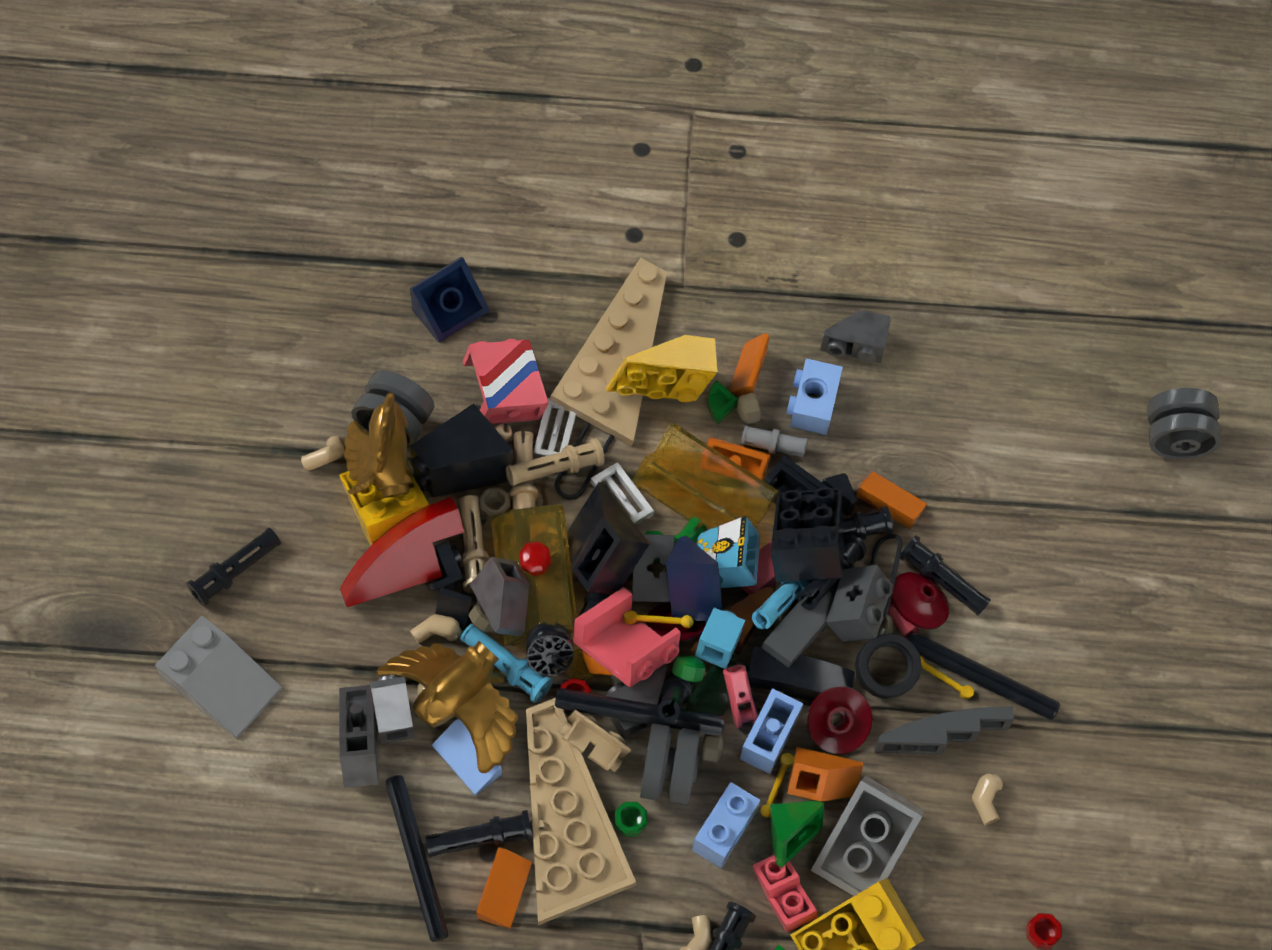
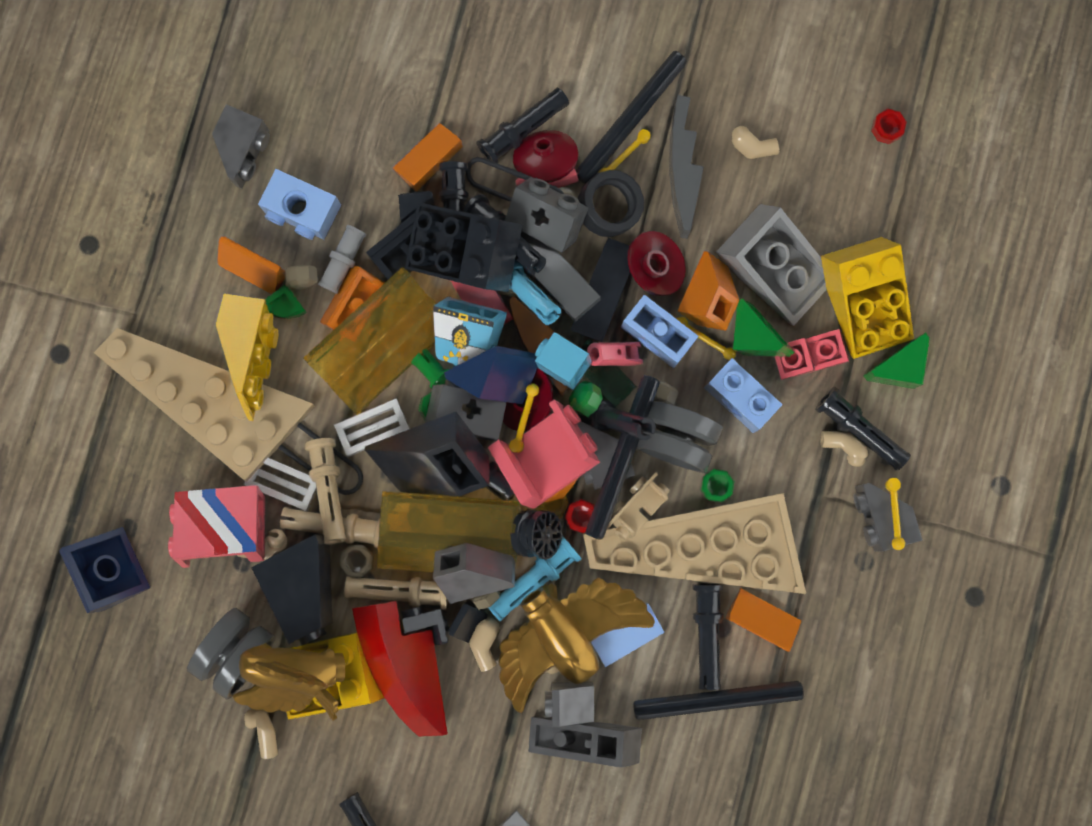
camera: 75 degrees left, 20 degrees up
(535, 558) = (439, 531): red tile -> none

